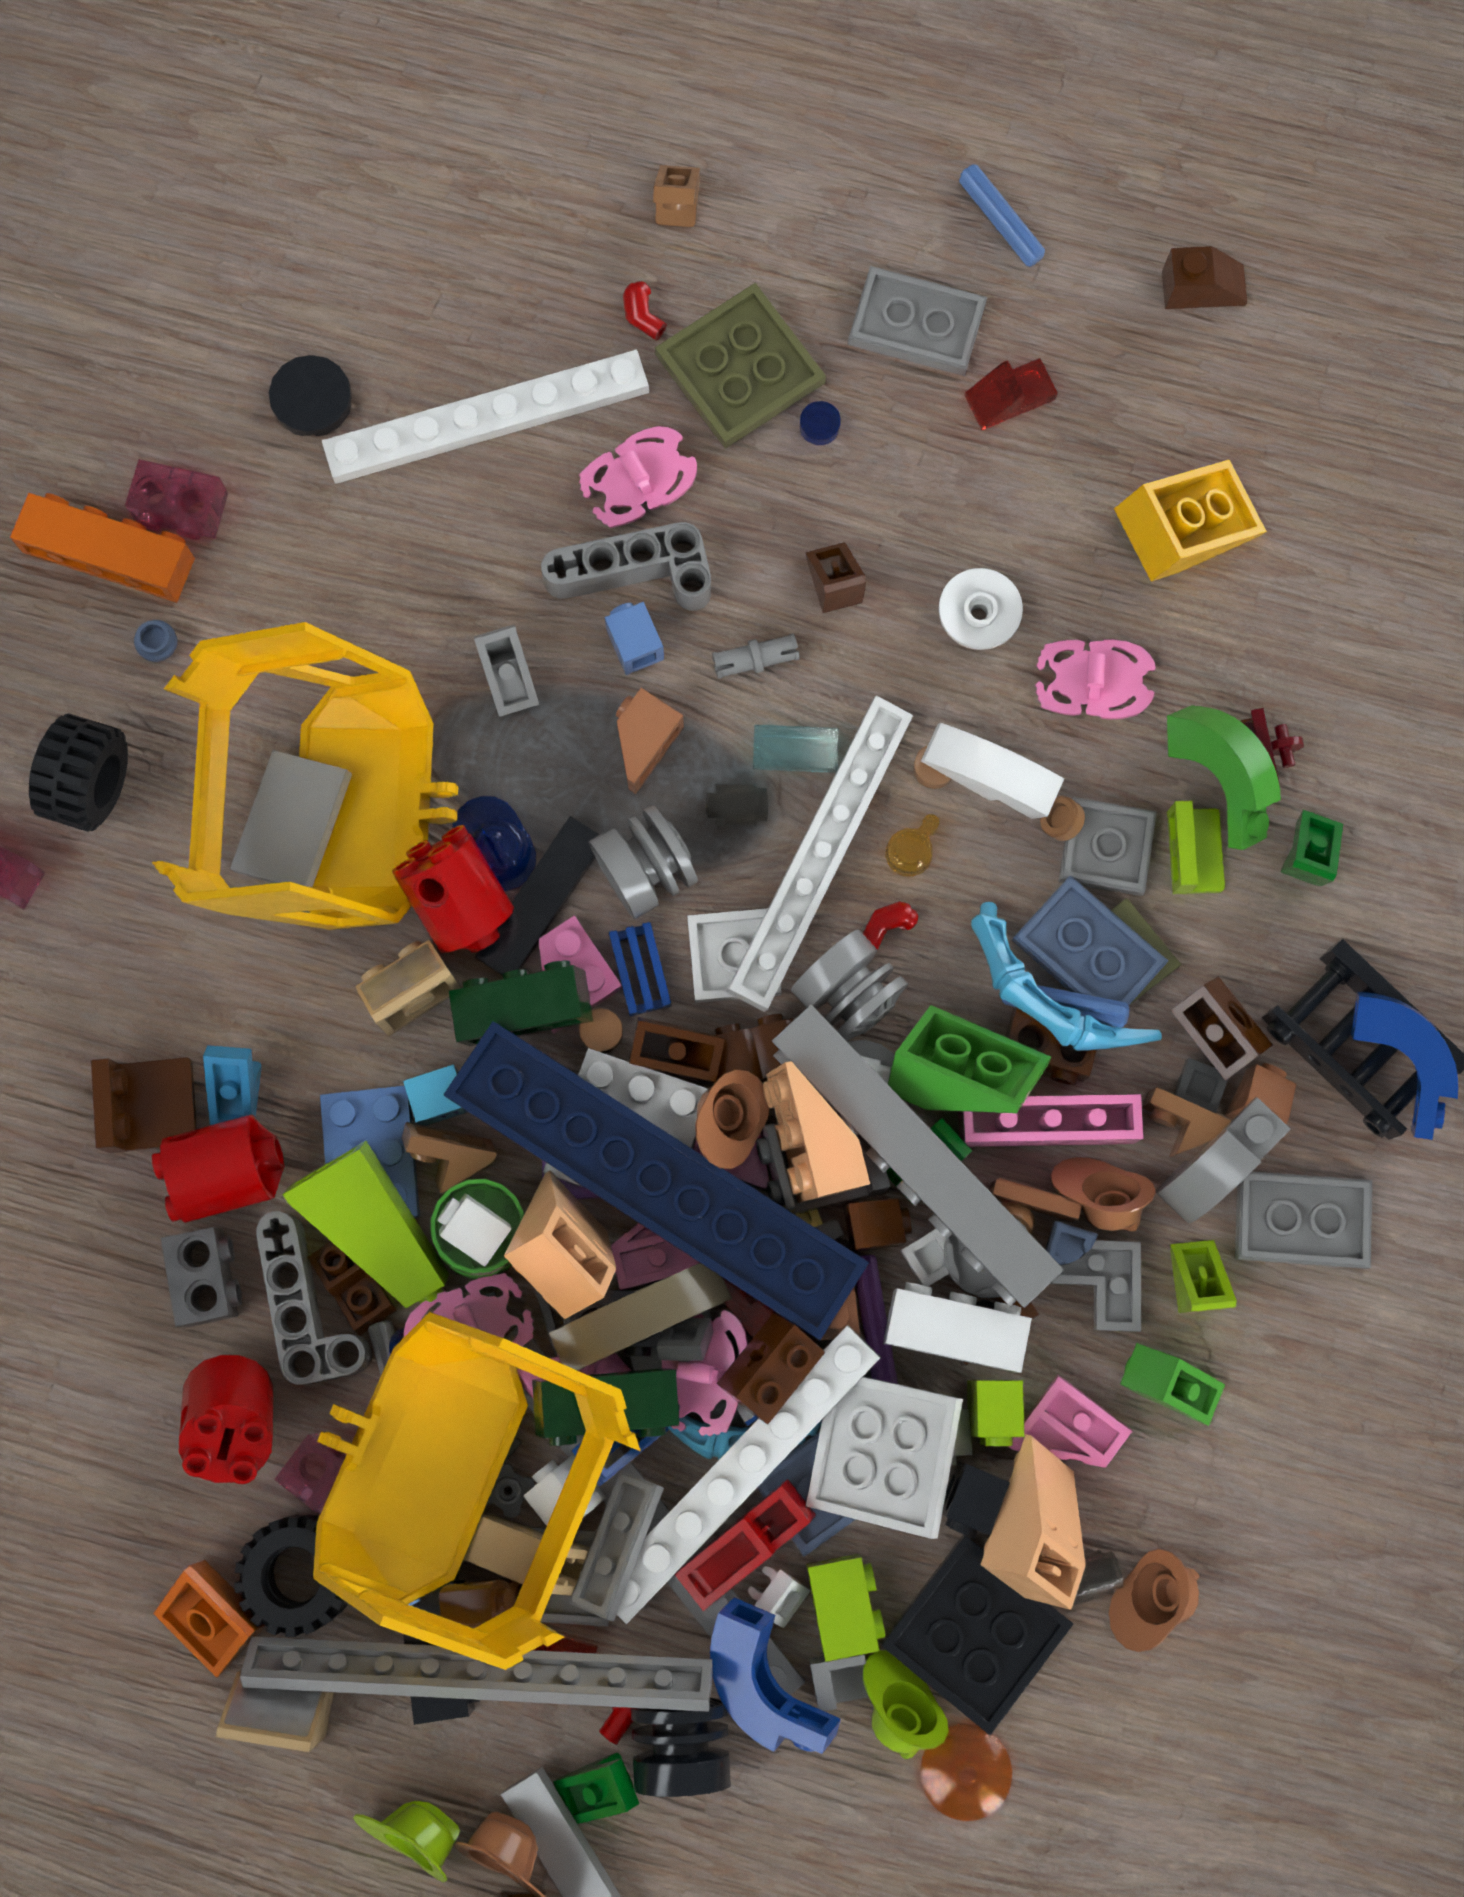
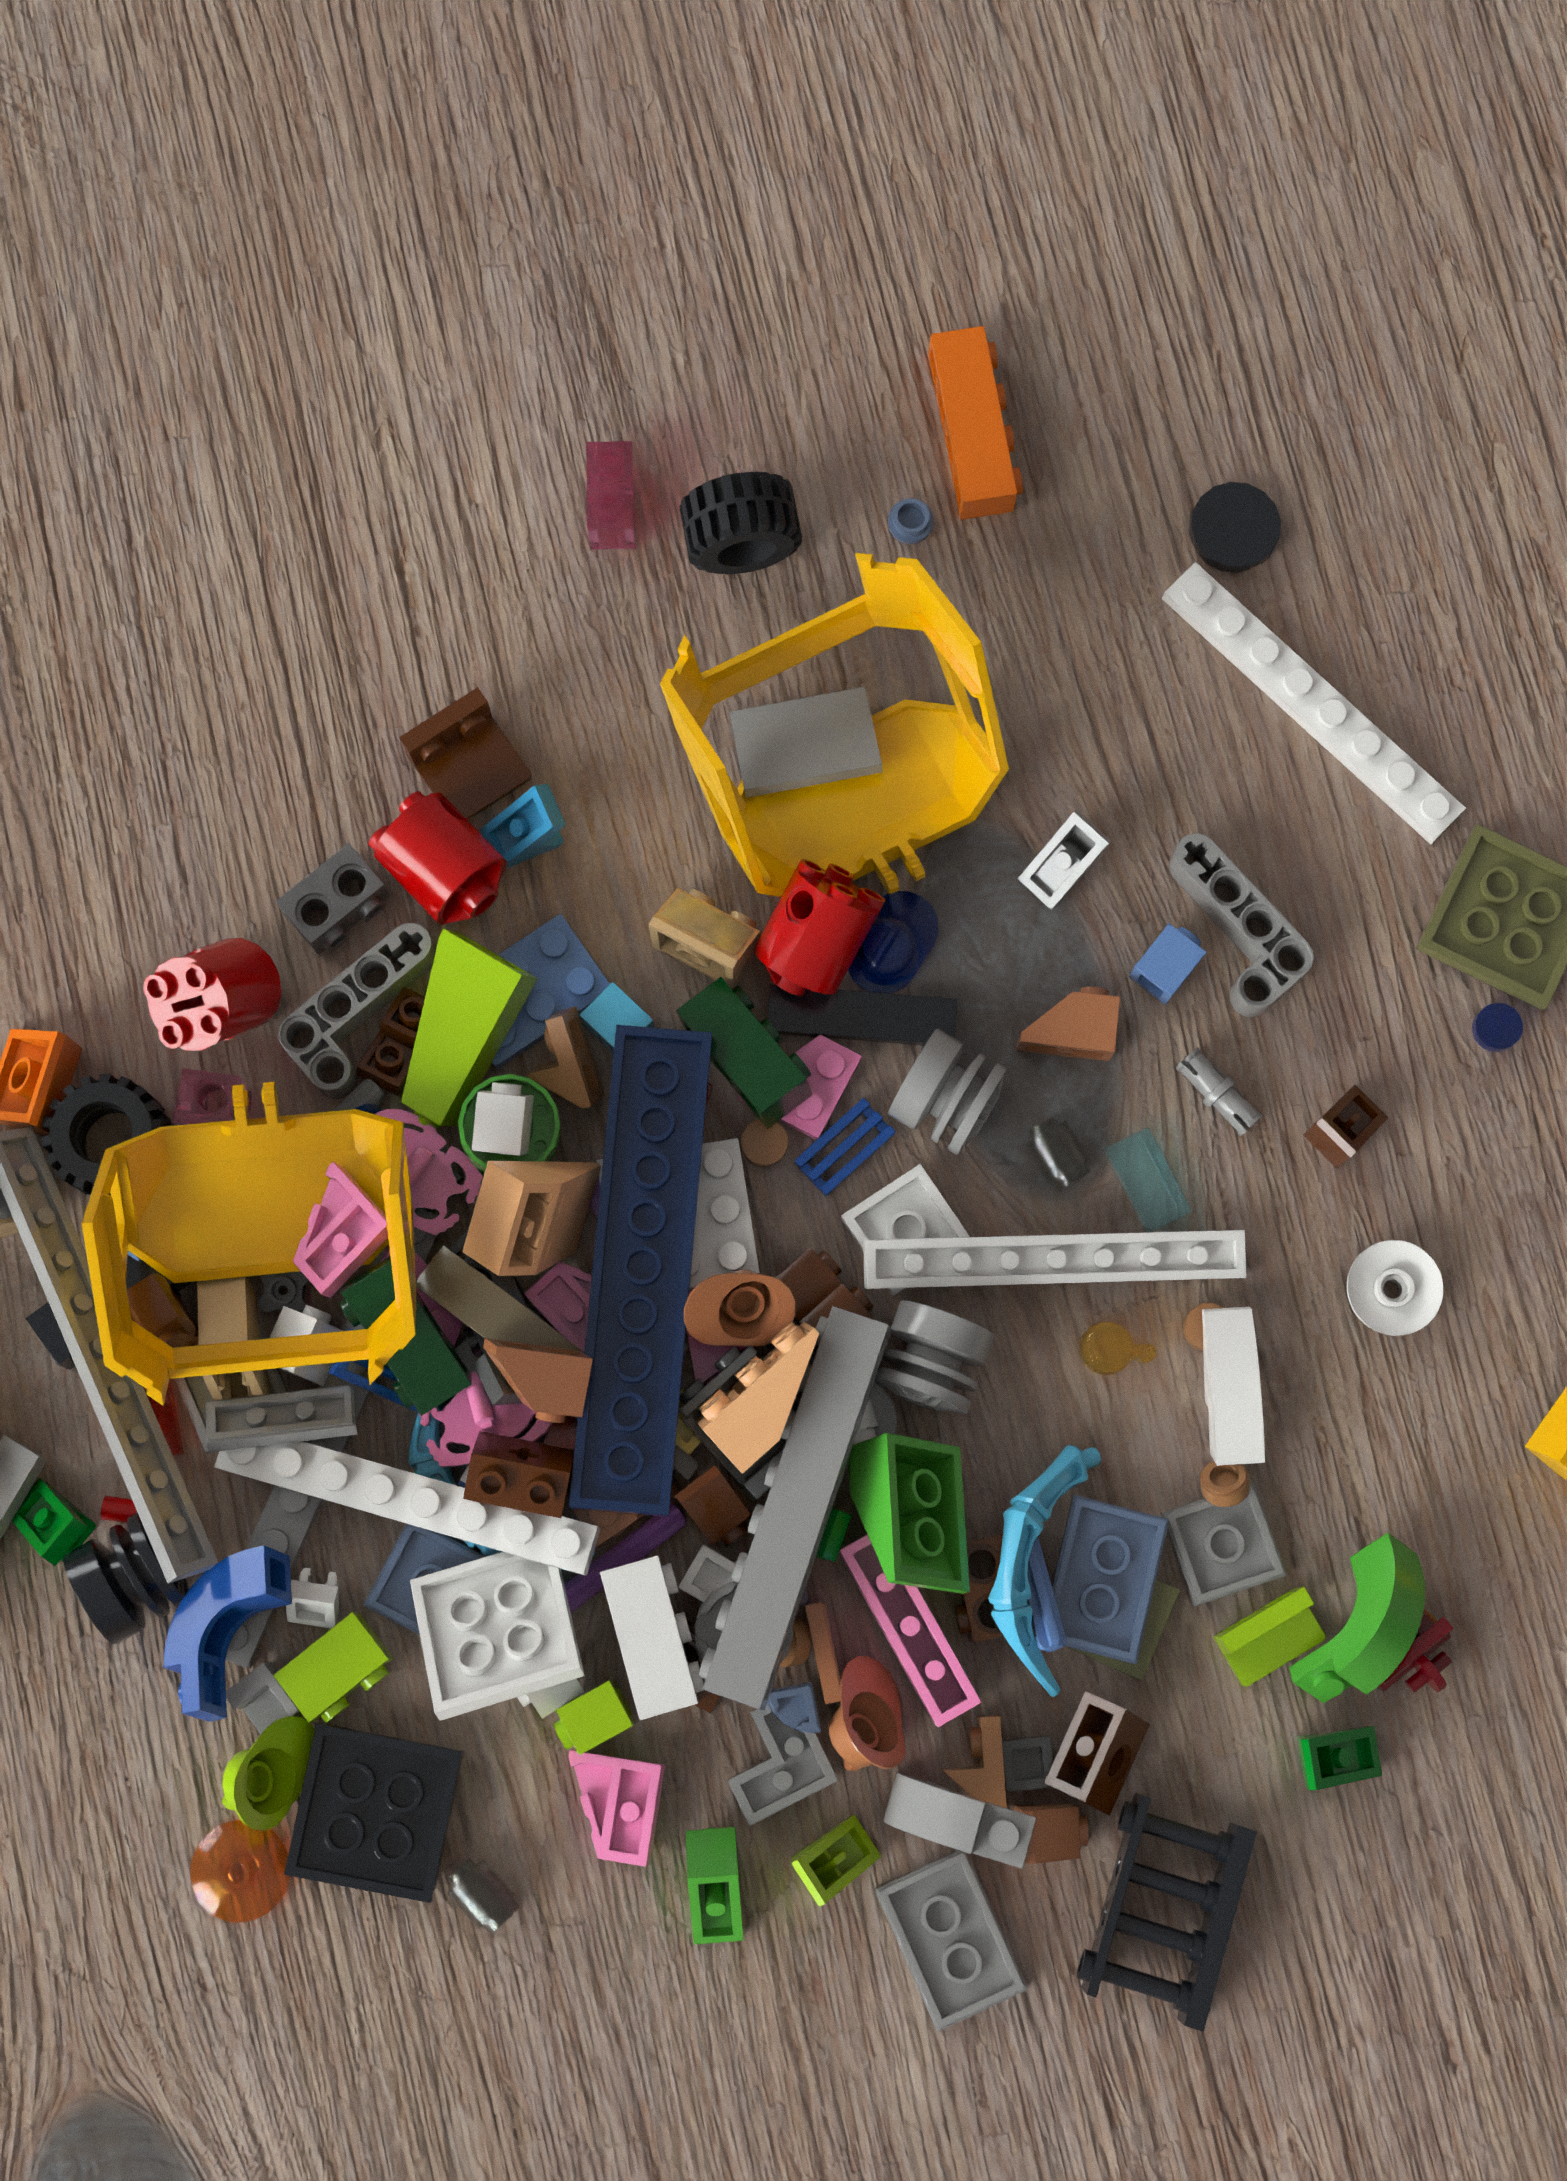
camera: 60 degrees right, 0 degrees up
(180, 491) = (1066, 462): clear pink brick -> none
(491, 1414) = (340, 1233): none -> bright pink wing
(637, 310) = (1504, 788): red arm -> none
(640, 475) = (1338, 881): bright pink shield -> none
(676, 1049) = (781, 1221): reddish brown slope -> none
(704, 1304) = (543, 1377): none -> nougat slope
(745, 1545) = (344, 1541): red slope -> none
(887, 918) = (1026, 1360): red arm -> none
(973, 1500) = (497, 1739): black brick -> none
(1038, 1530) = (502, 1818): light nougat slope -> none
(1096, 678) = (1390, 1443): bright pink shield -> none
(1153, 1601) = (493, 1971): nougat piece -> none
(1406, 1029) = (1191, 1963): blue arch -> none

